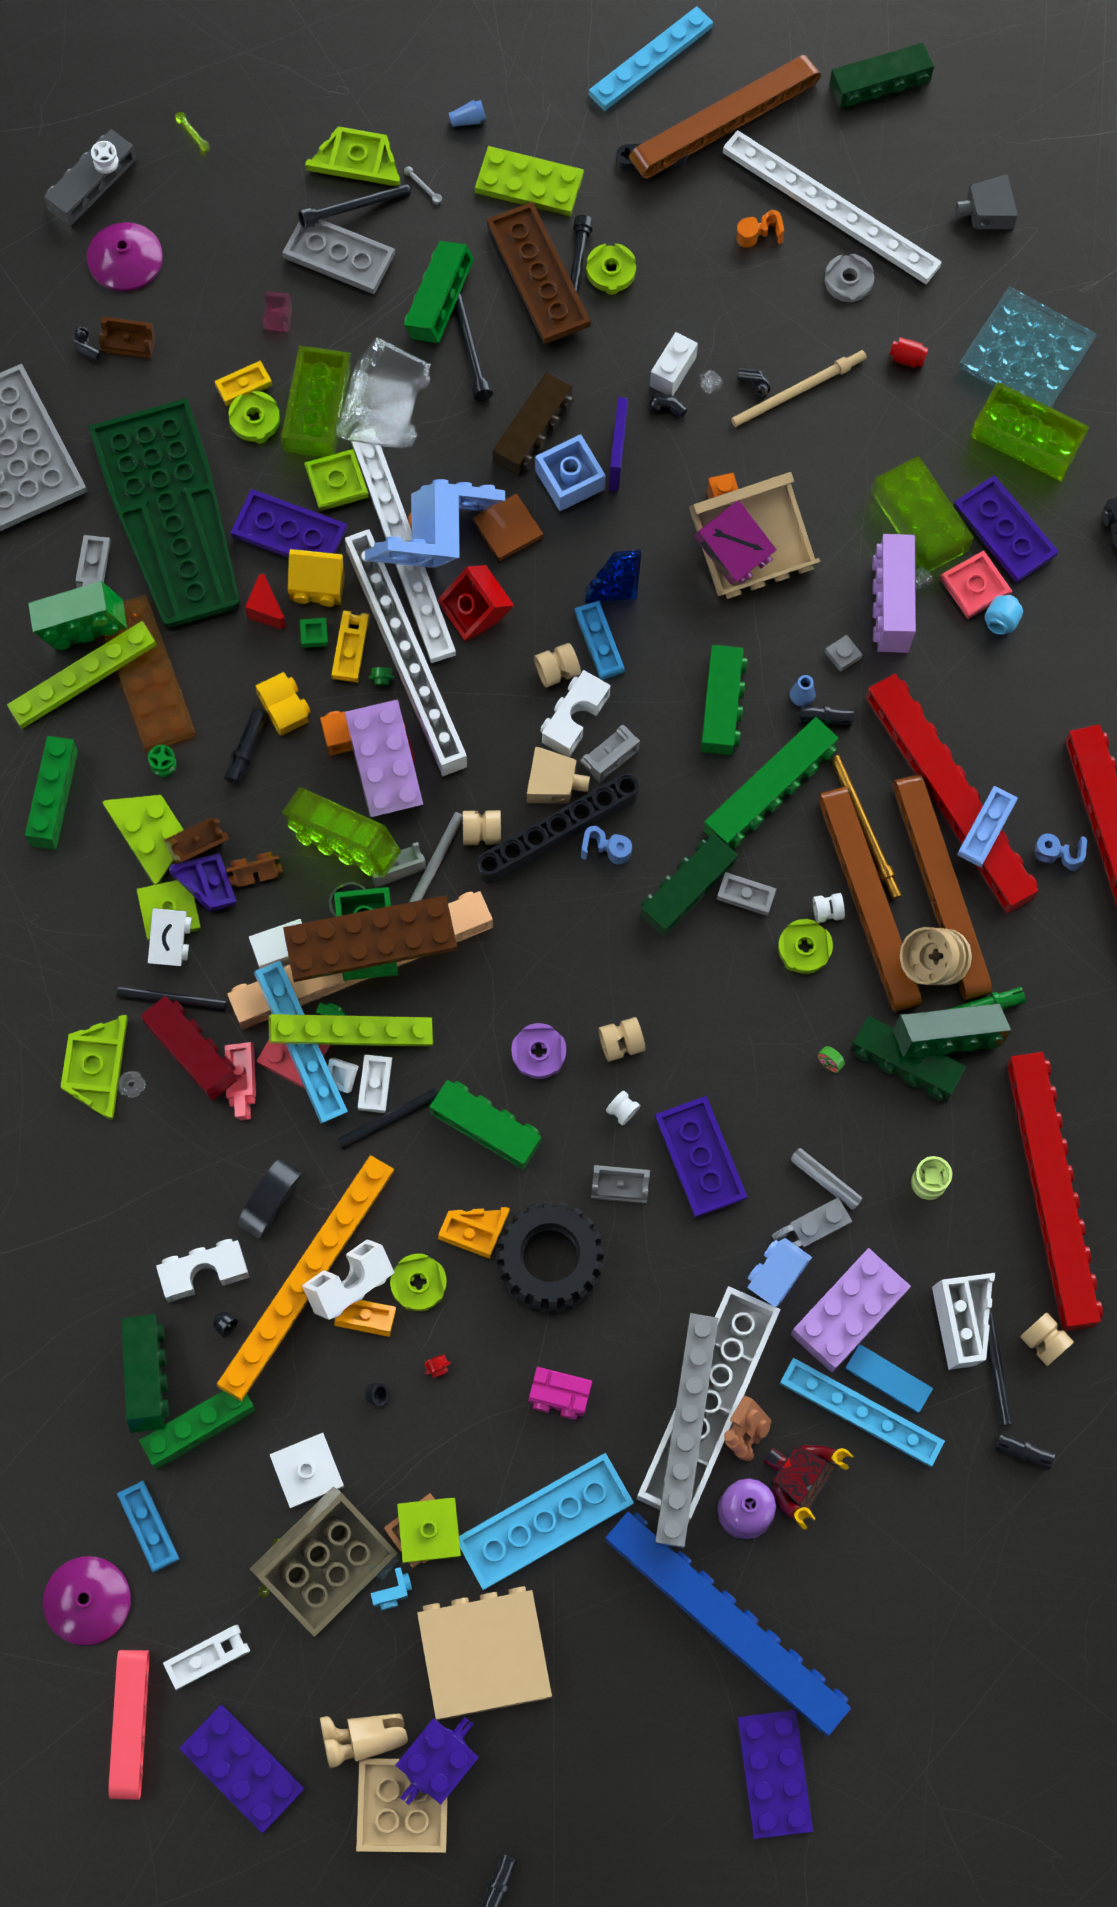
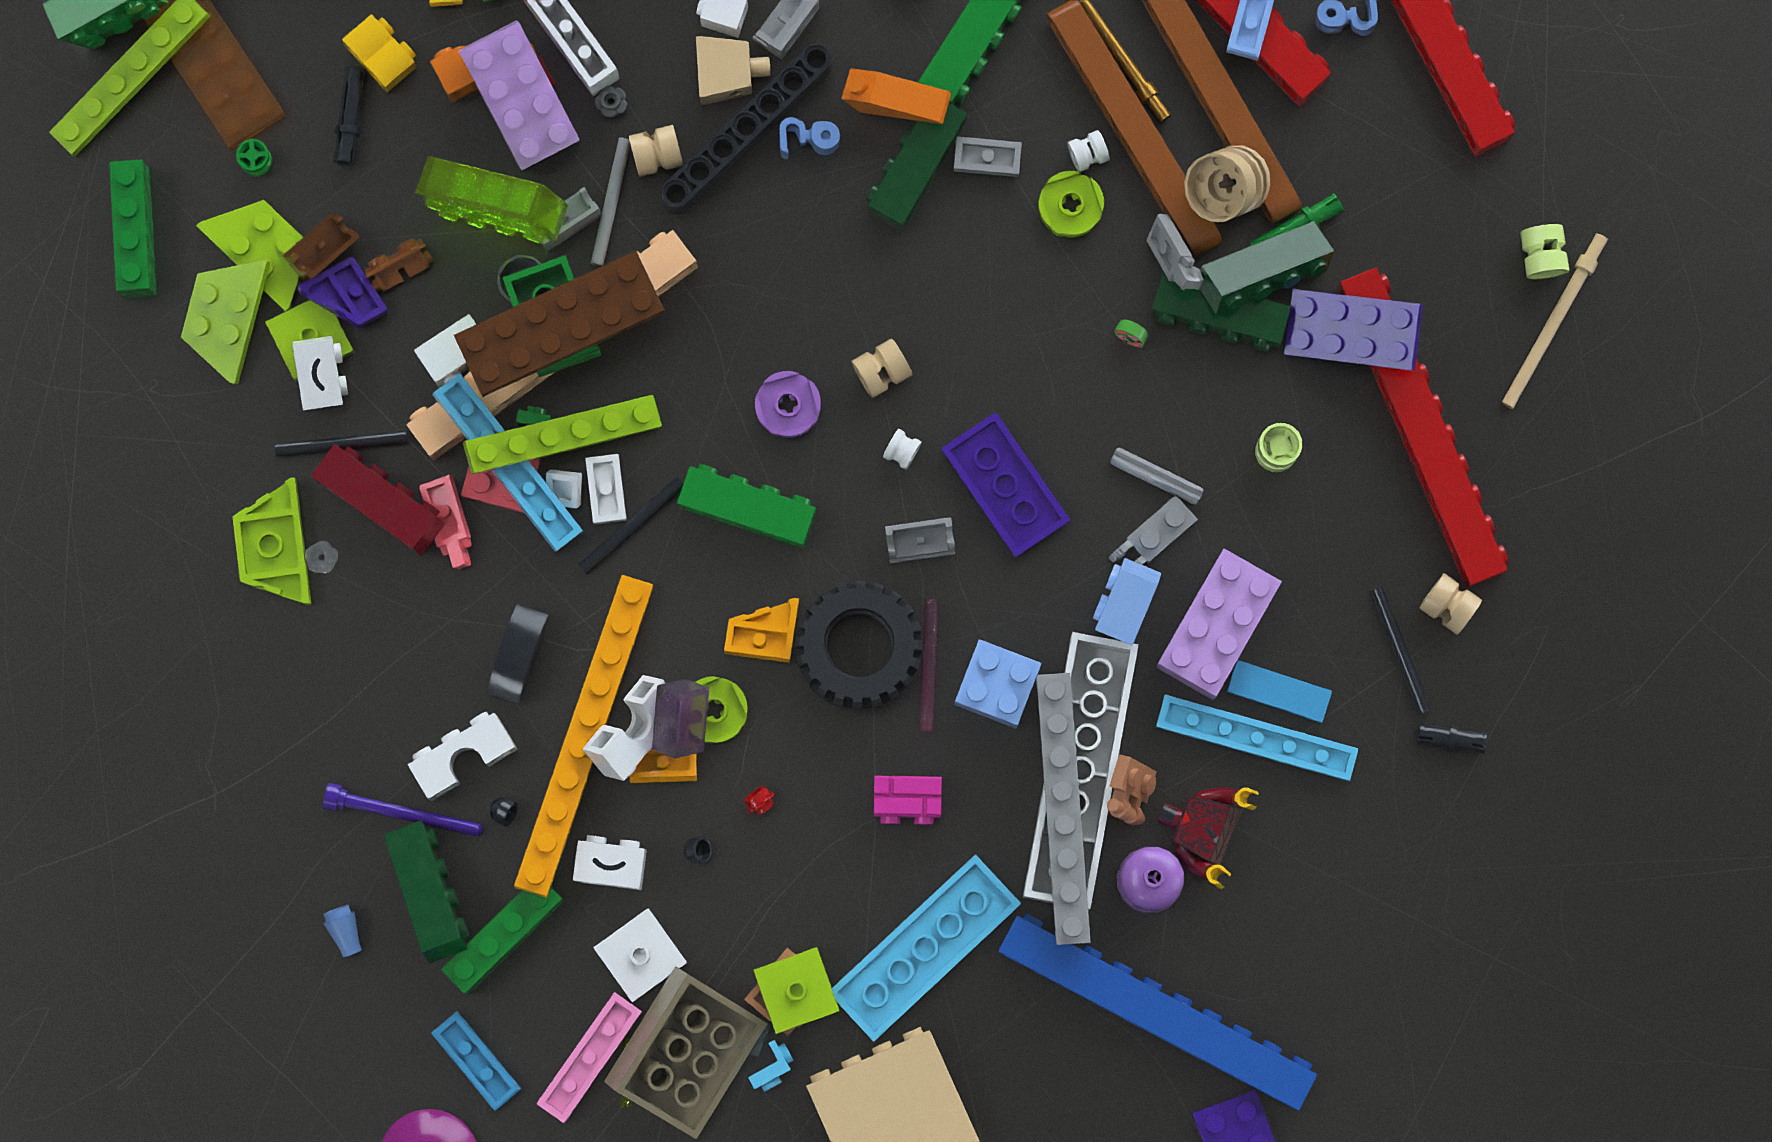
camera: 10 degrees left, 10 degrees up
(67, 1390) = (343, 929): none -> medium blue cone
(92, 1281) = (338, 798): none -> dark purple piece
(105, 876) = (224, 315): none -> lime wing
(242, 1546) = (589, 1057): none -> bright pink plate
(300, 1388) = (610, 864): none -> white brick
(388, 1280) = (680, 718): none -> clear purple brick
(458, 789) = (614, 109): none -> dark grey plate
(603, 1288) = (929, 665): none -> clear pink bar
(656, 1316) = (997, 683): none -> light blue brick
(682, 829) = (894, 97): none -> orange slope
(879, 1002) = (1173, 254): none -> light grey hinge
(964, 1317) = (1350, 602): white wedge -> none
(1014, 1096) = (1353, 329): none -> plate

